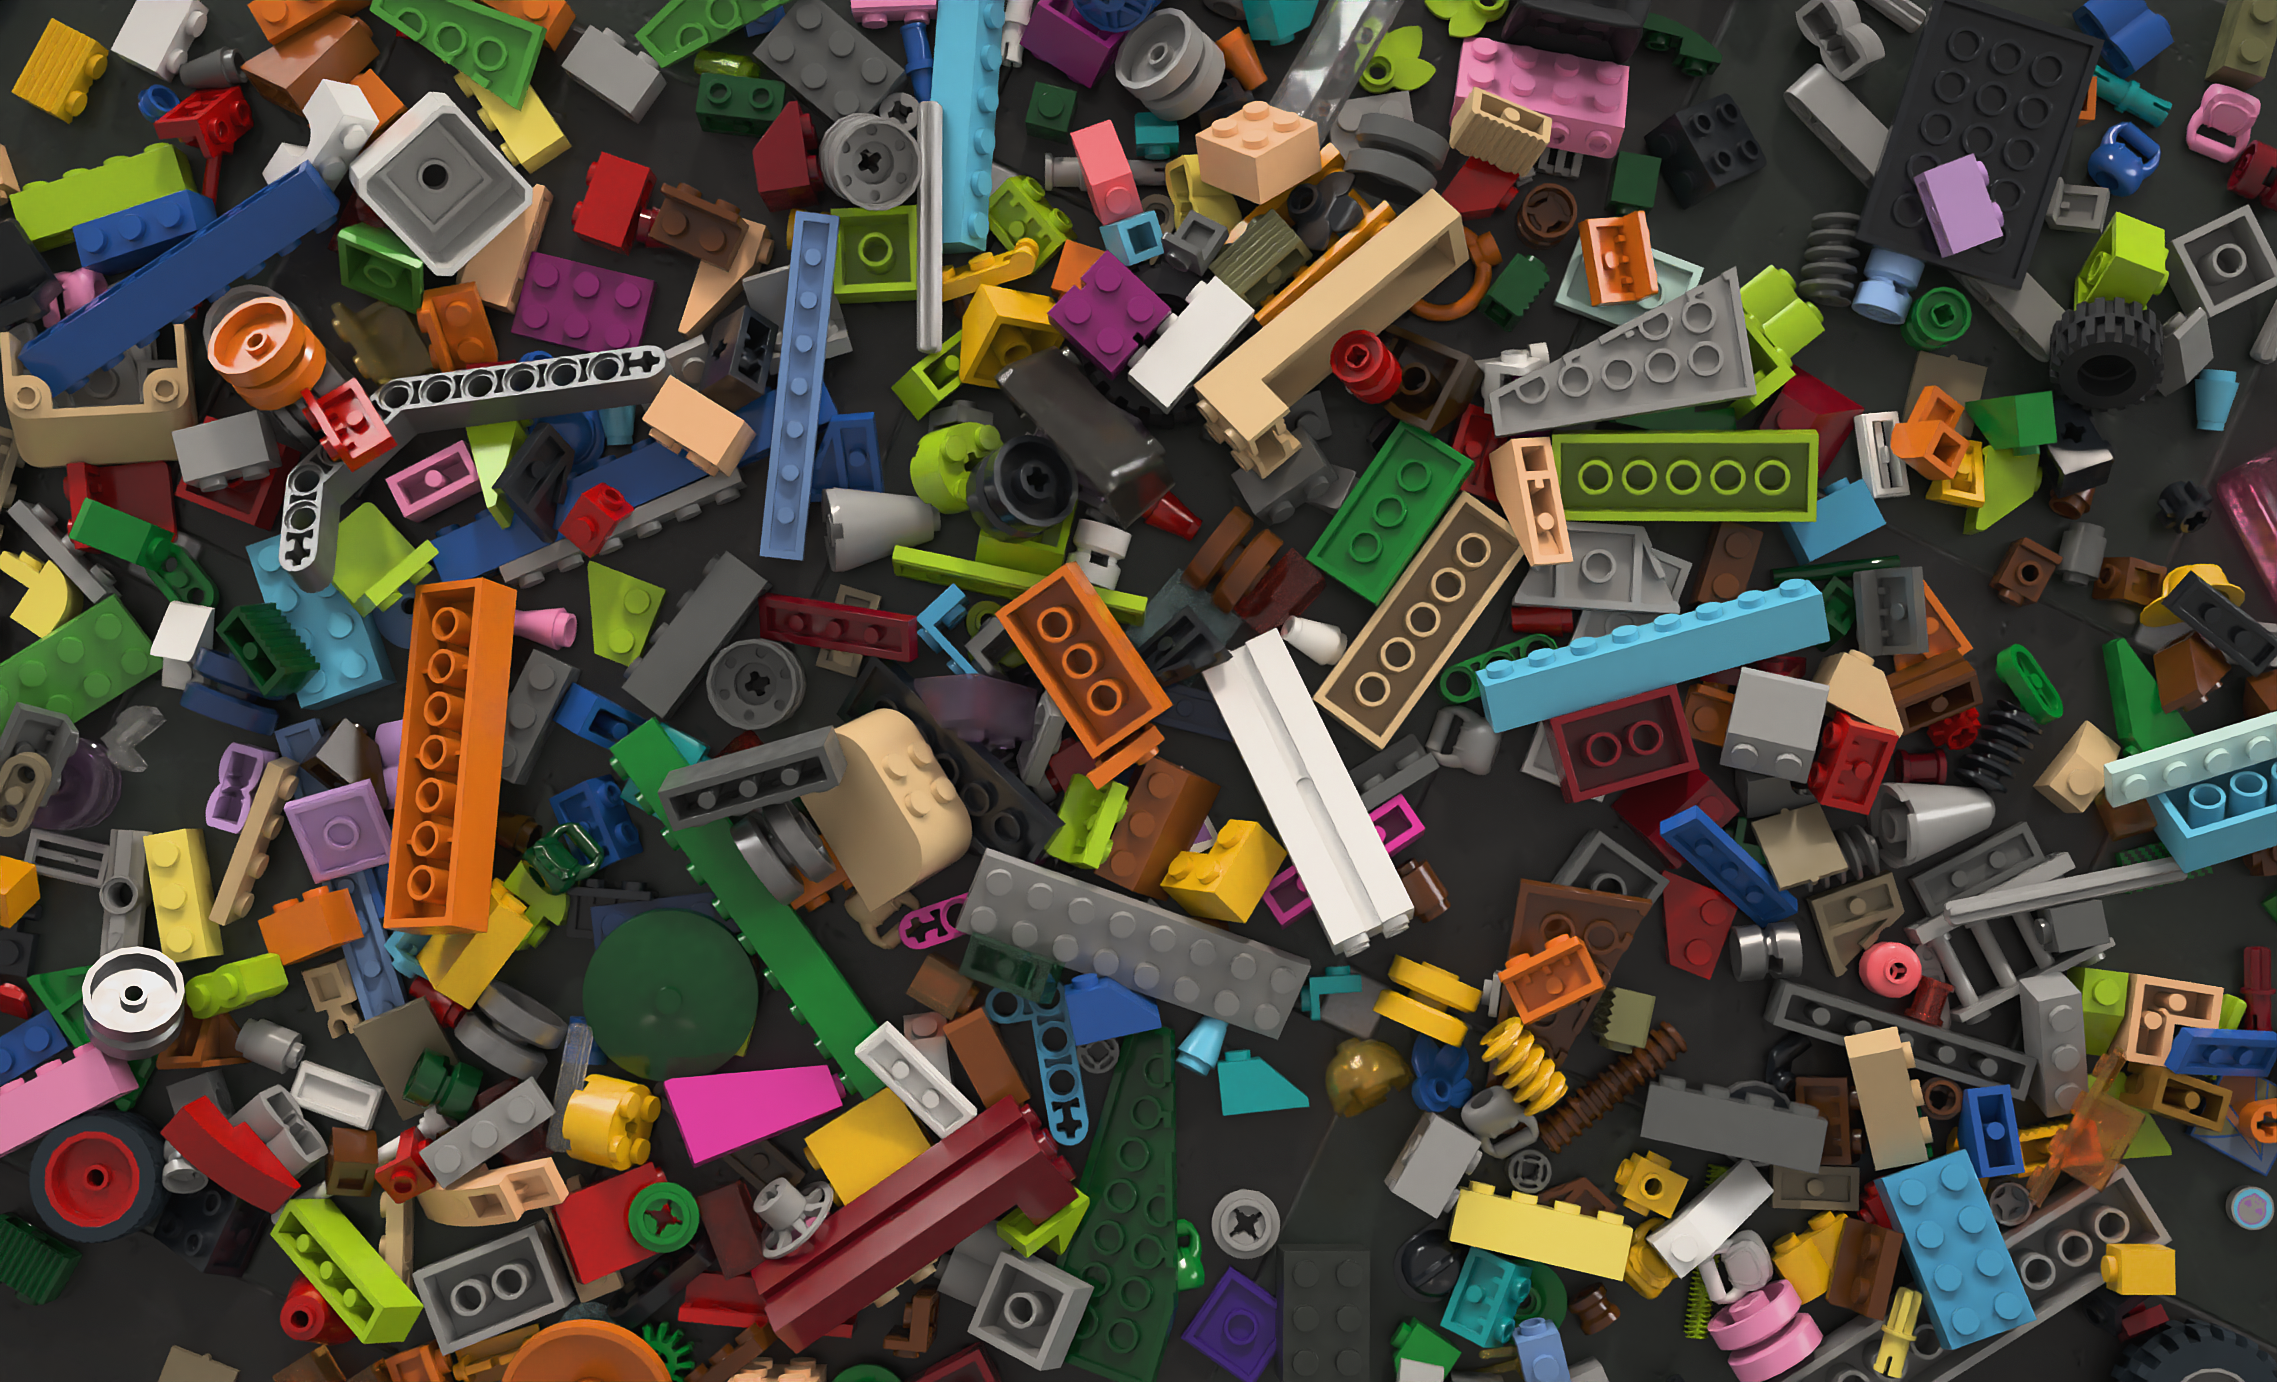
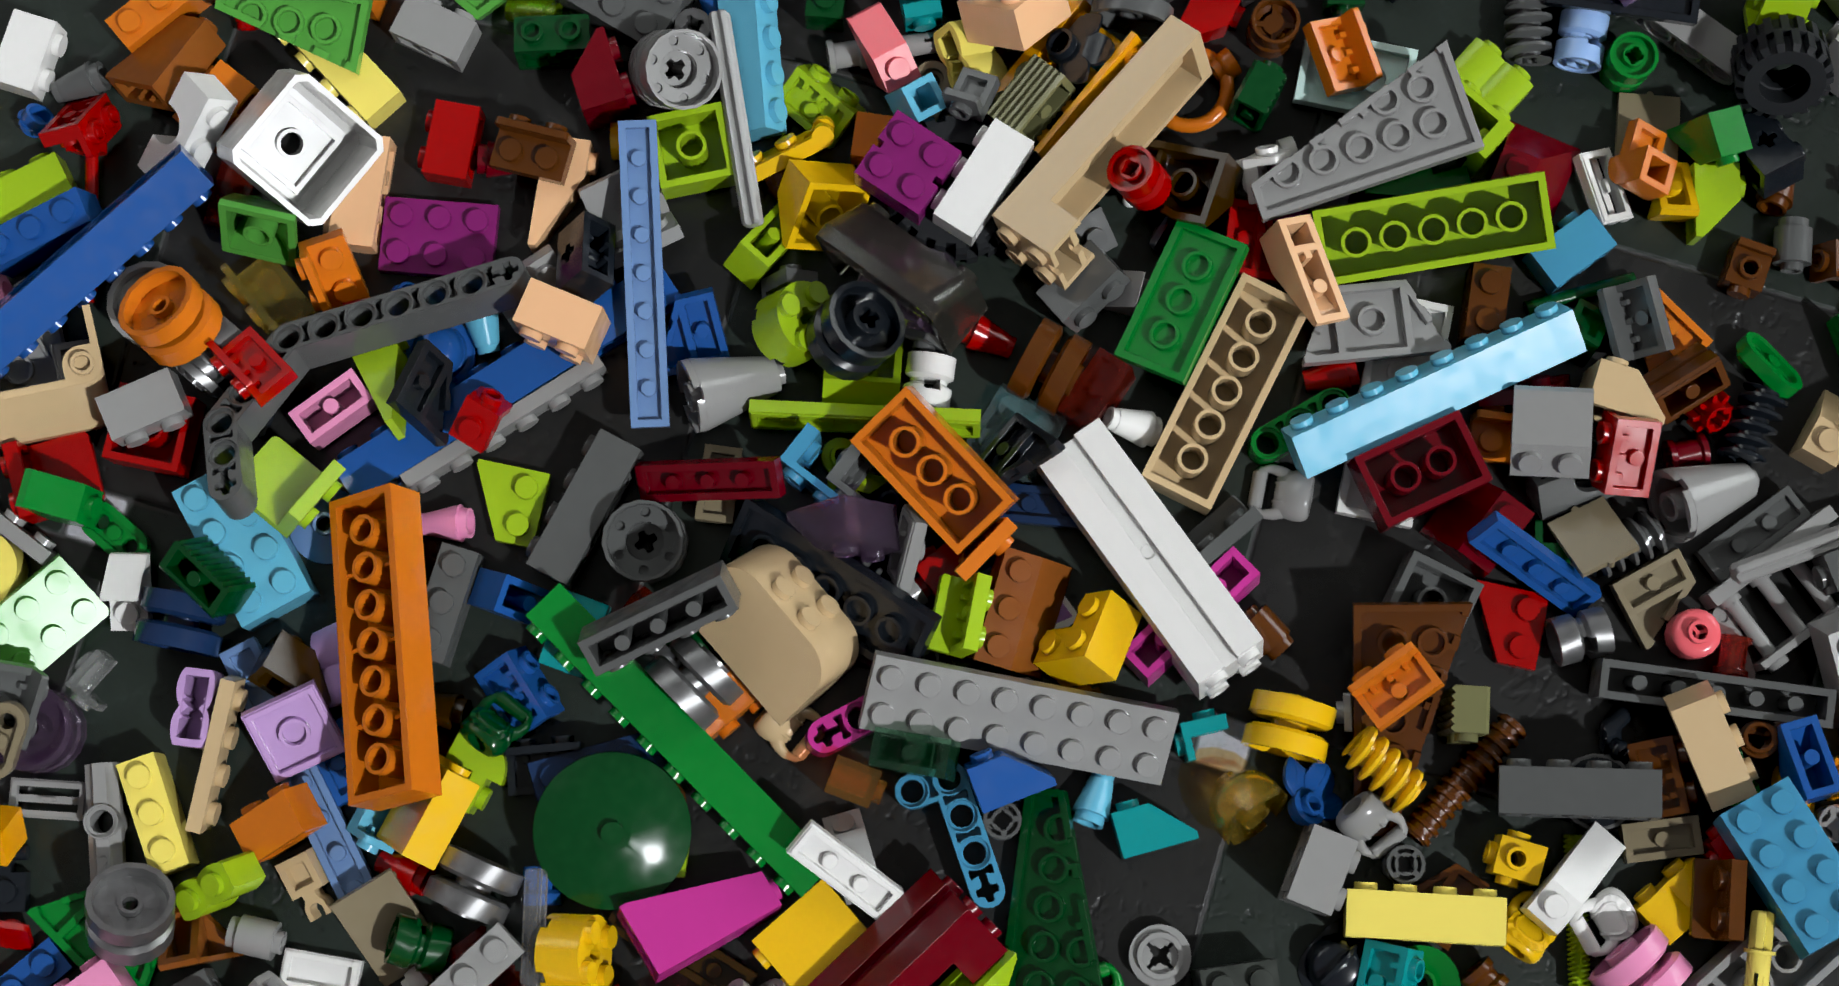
camera: 10 degrees left, 5 degrees down
(986, 1057) = (903, 840): dark orange slope -> none

